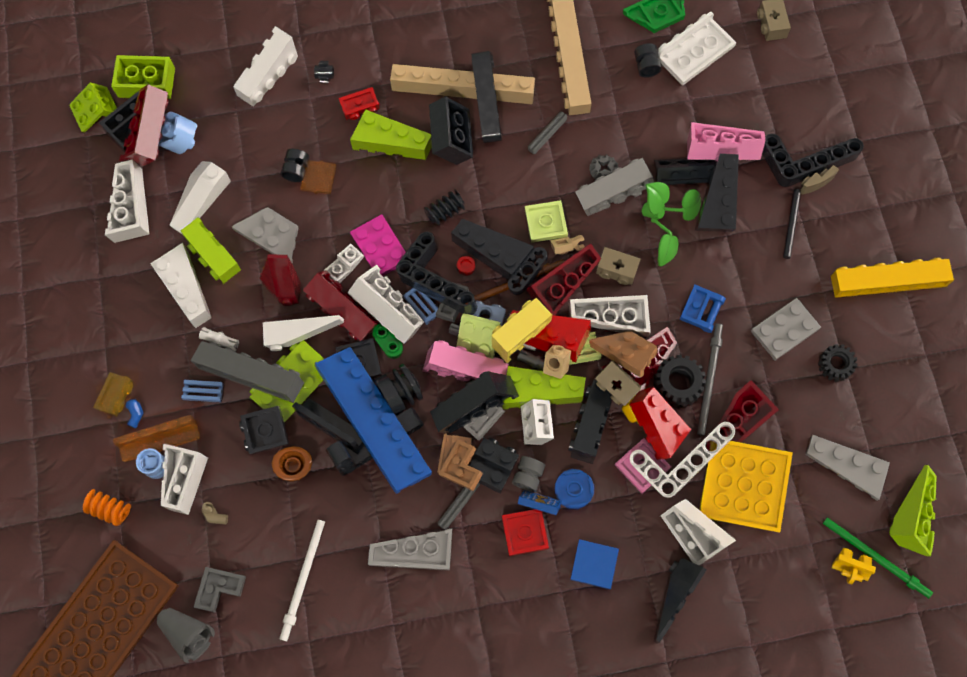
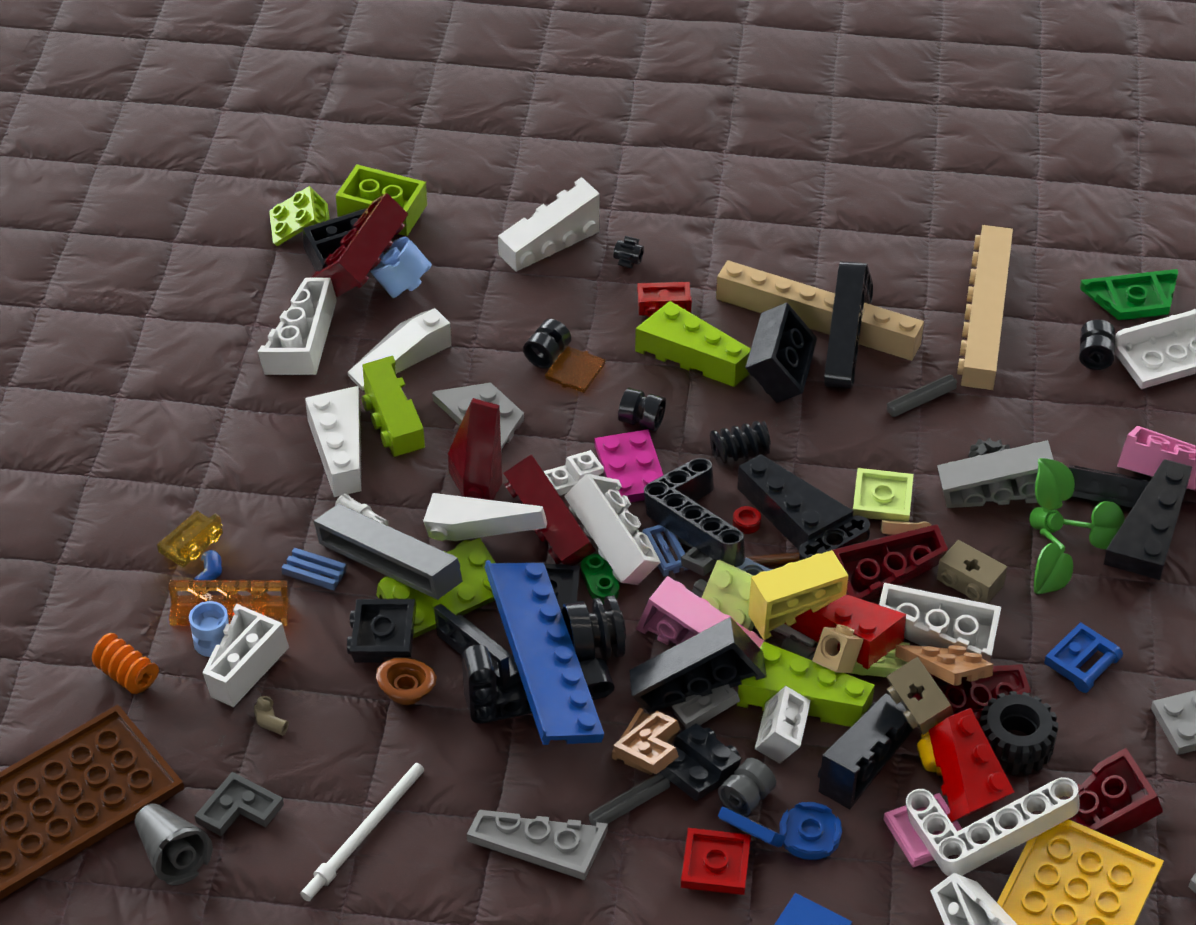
camera: 15 degrees right, 25 degrees down
(373, 201) = (633, 406): none -> black wheel
(716, 343) = (1089, 708): dark grey bar -> none

